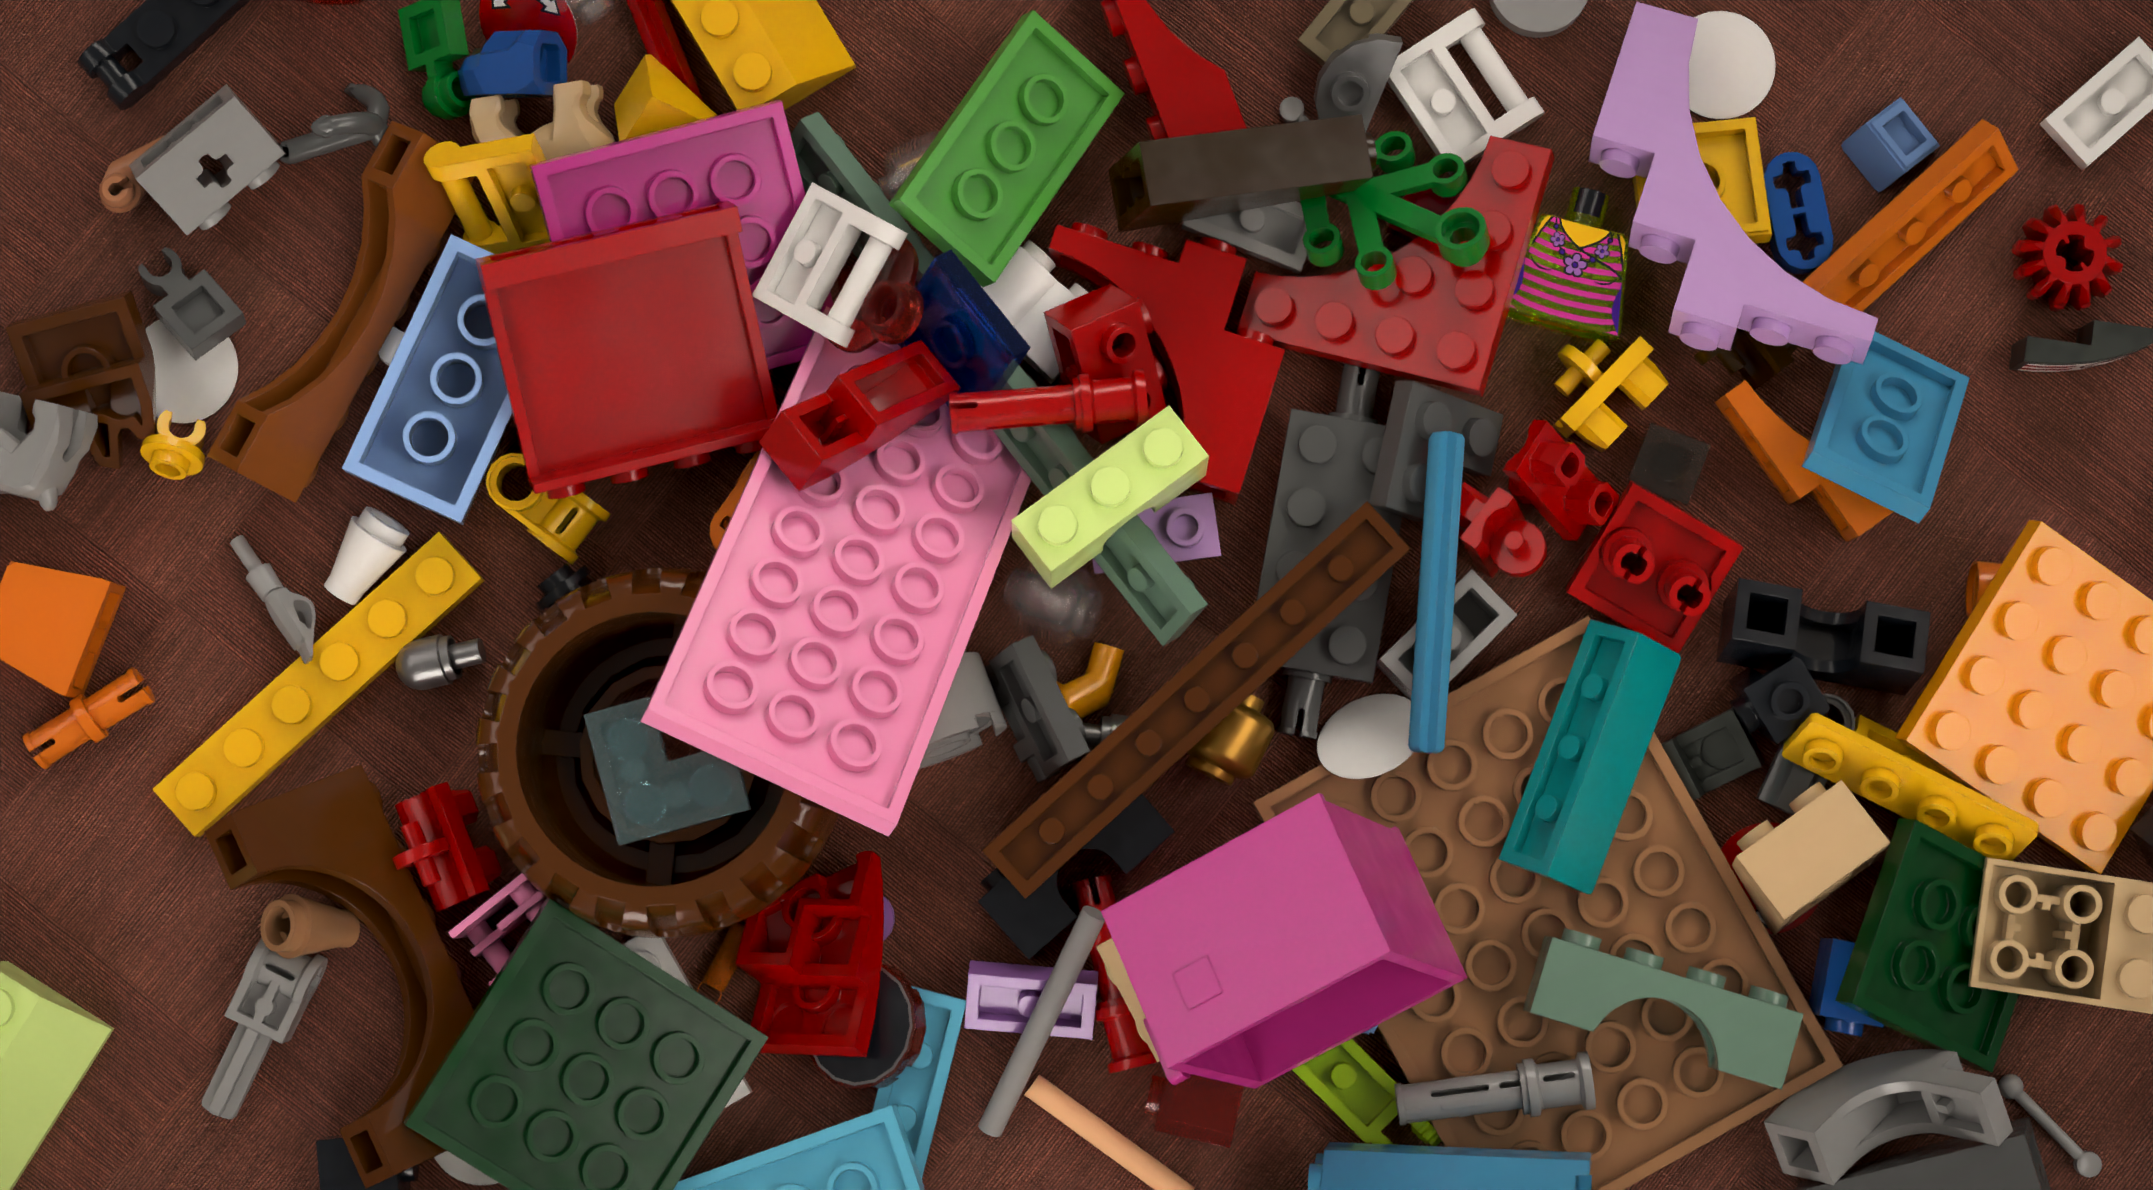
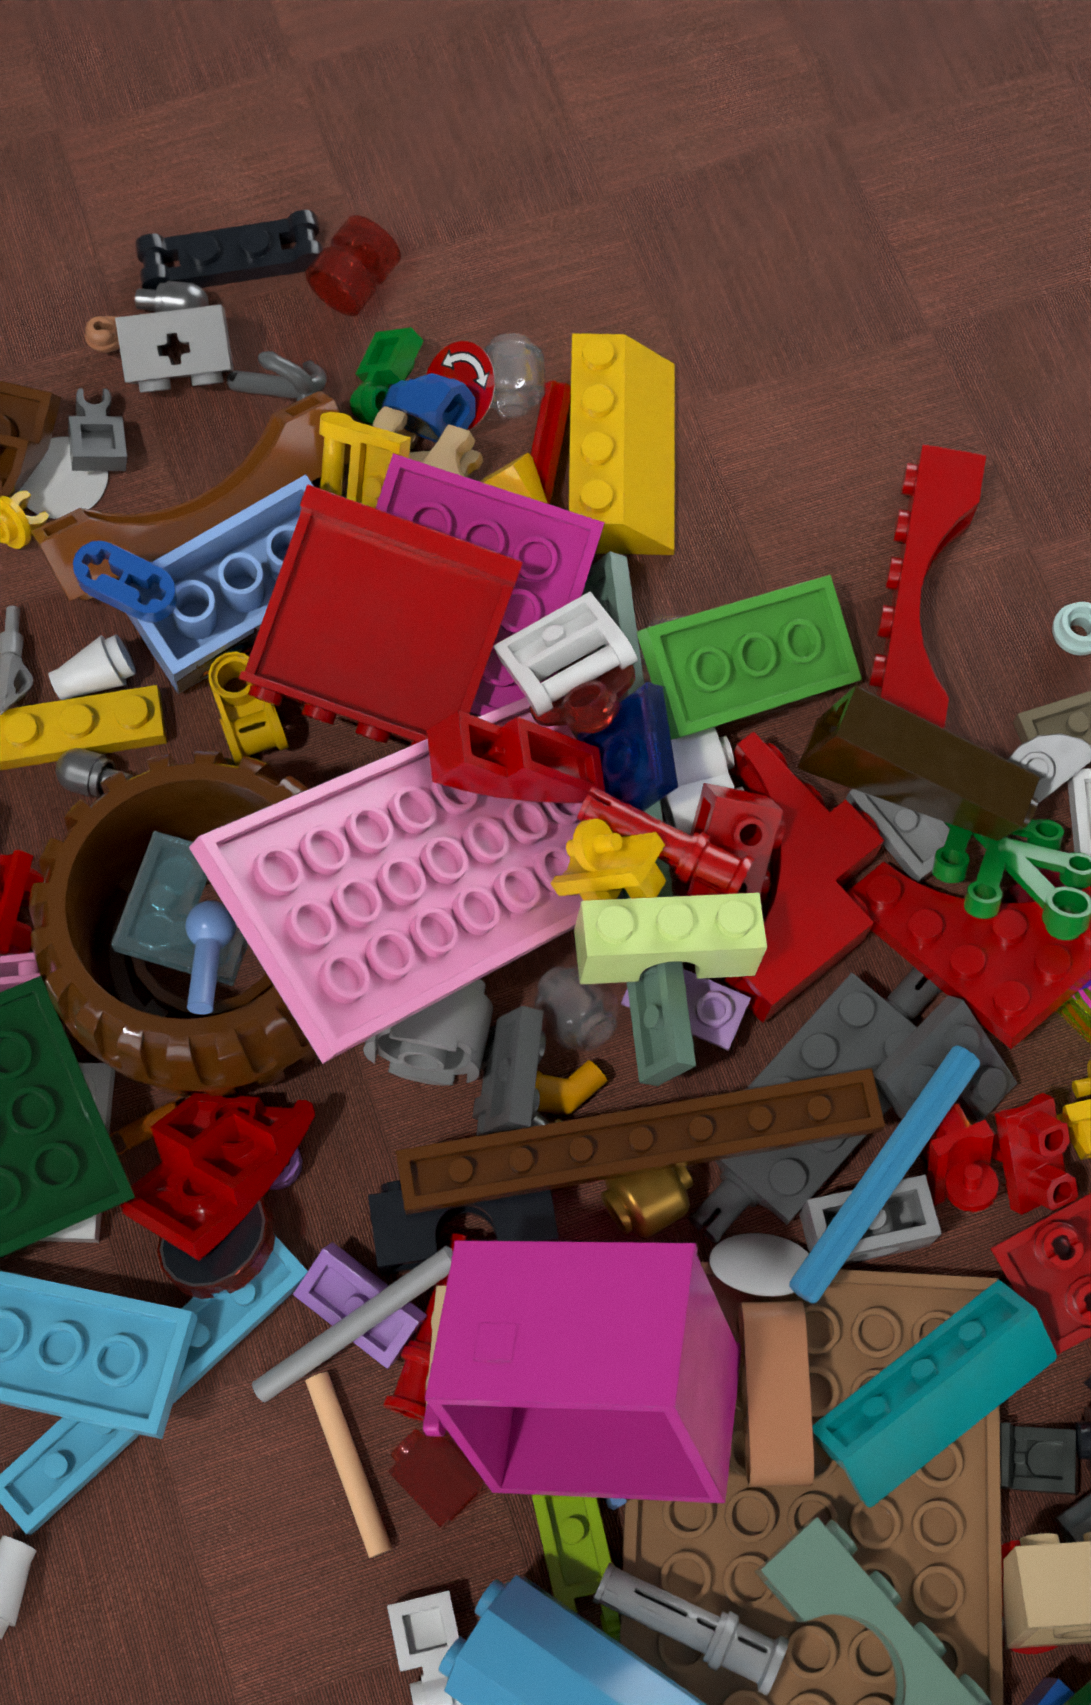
camera: 30 degrees right, 15 degrees down
(164, 104) = (171, 297): none -> flat silver cylinder
(353, 446) = (130, 570): none -> blue beam
(702, 777) = (209, 929): none -> medium blue bar
(1010, 462) = (607, 863): none -> yellow hips
(1452, 847) = (776, 1394): none -> nougat beam

